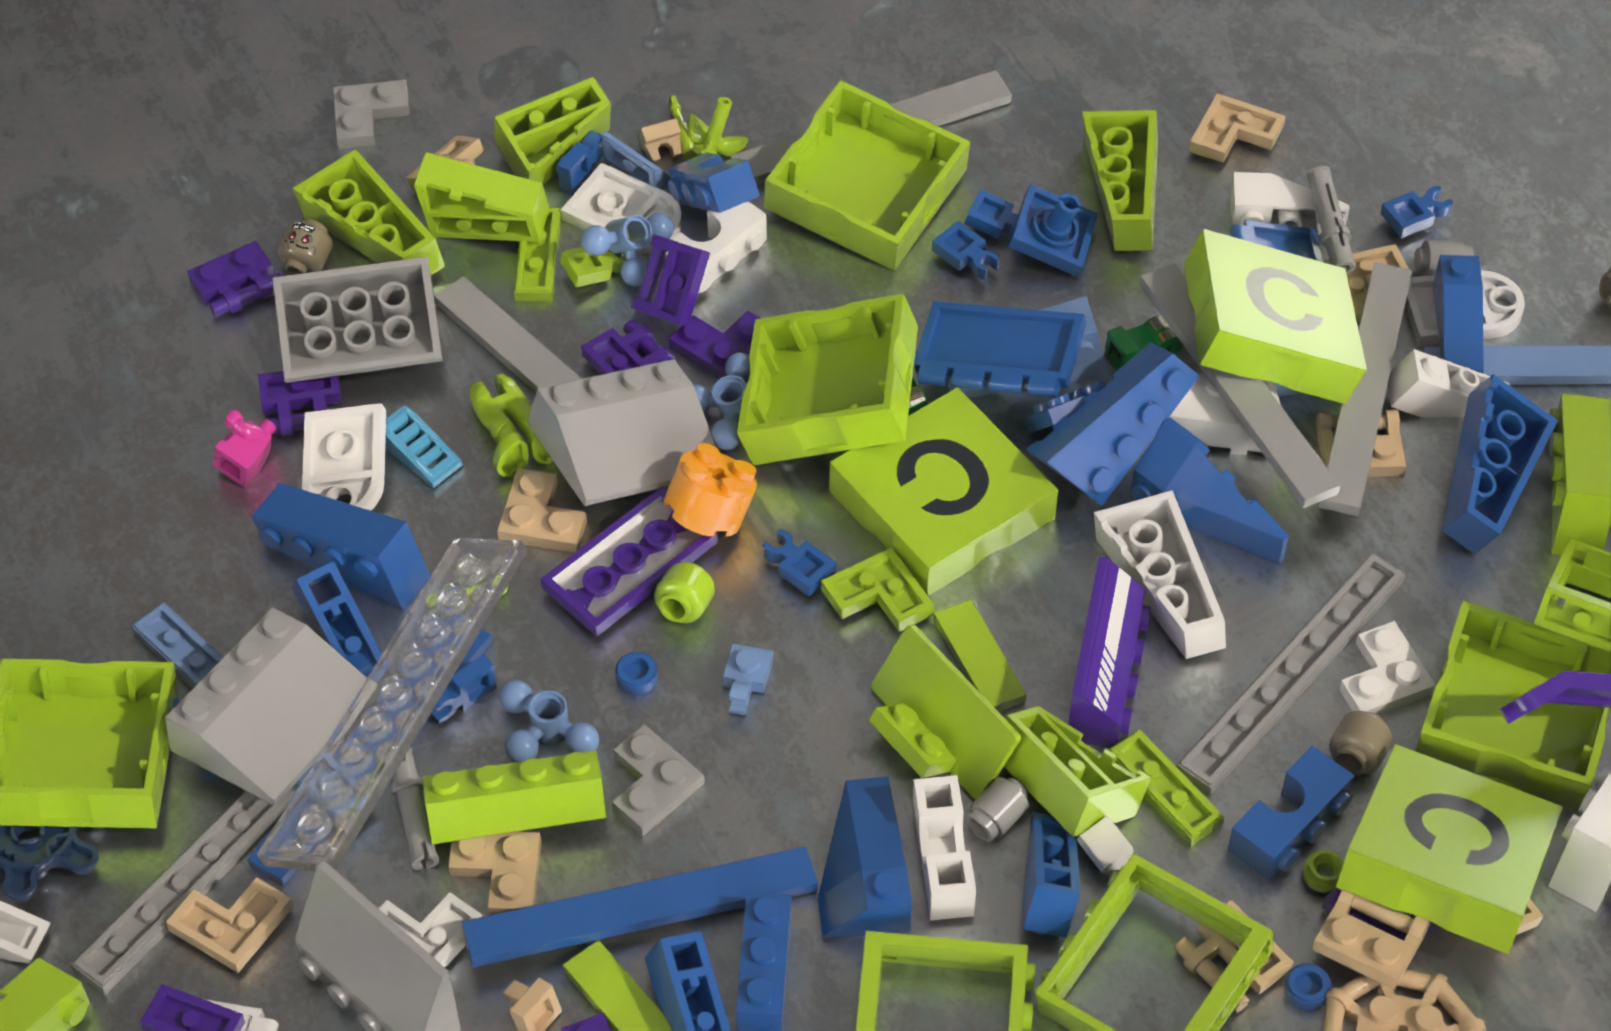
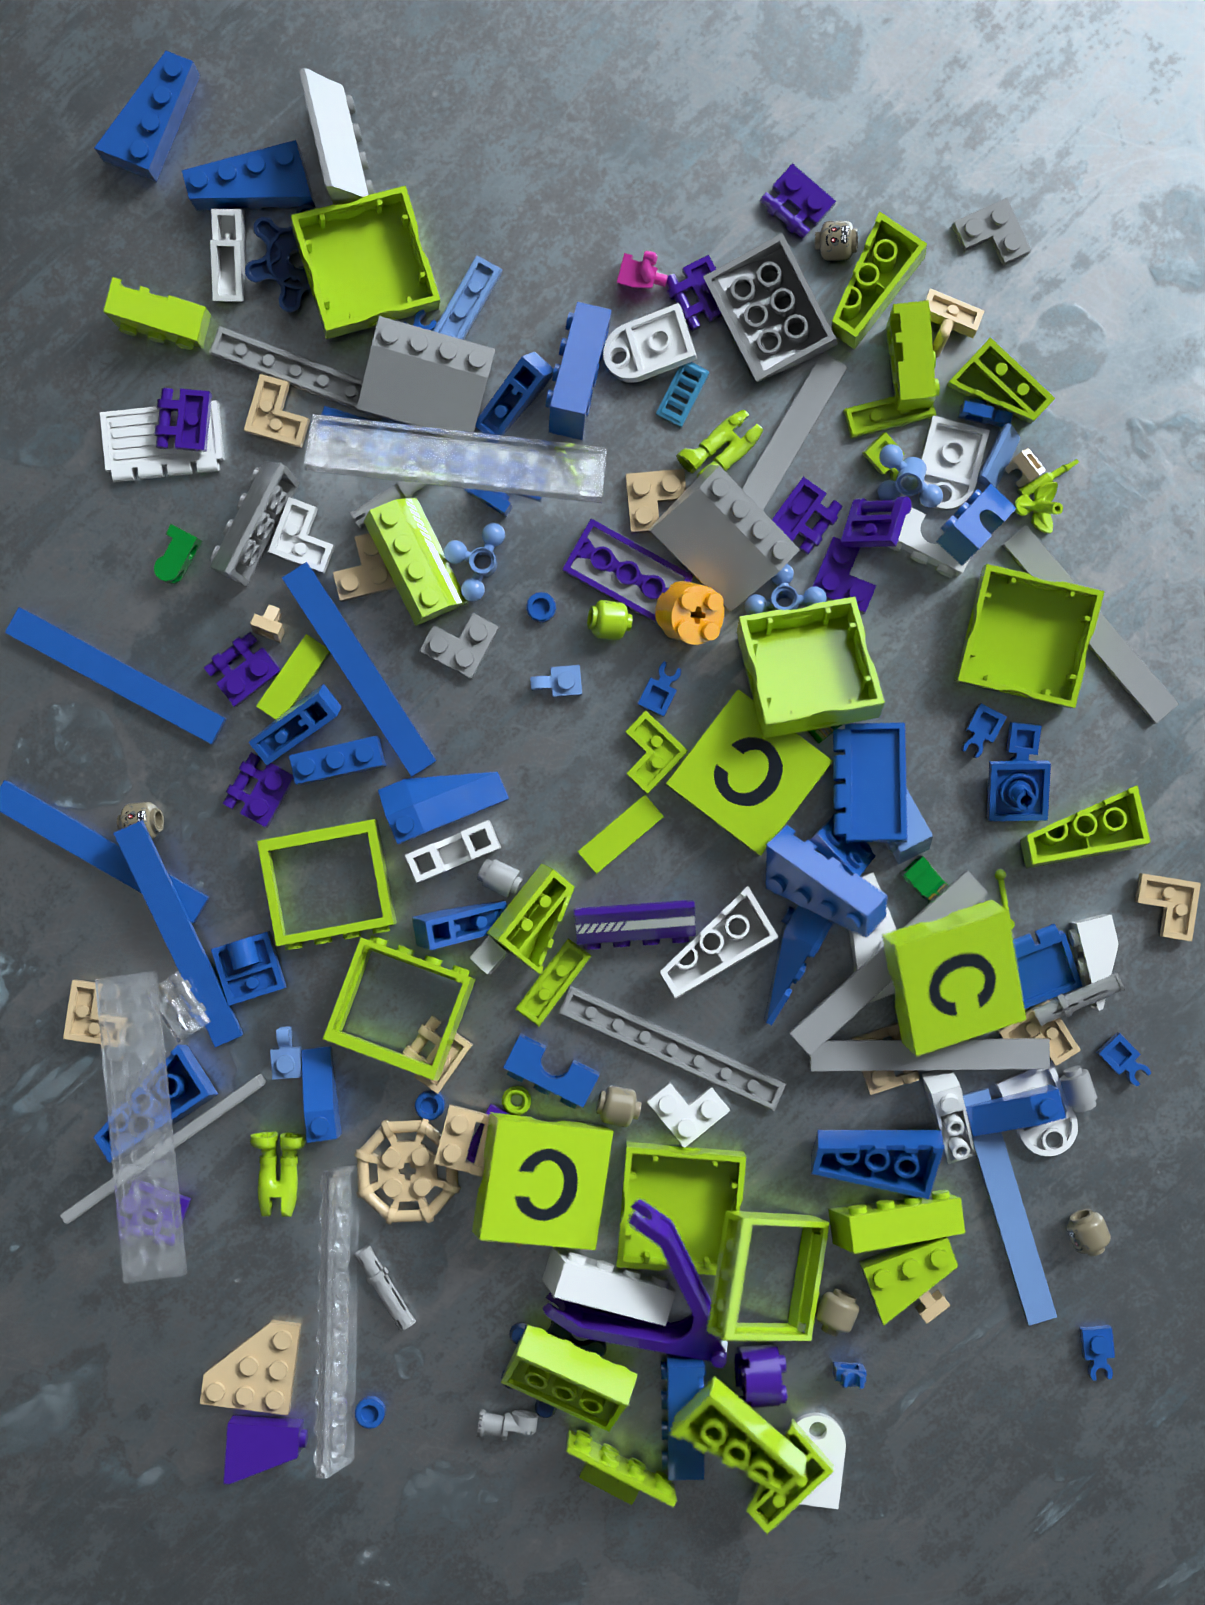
camera: 75 degrees right, 35 degrees up
(939, 716) = (550, 818): lime bracket -> none

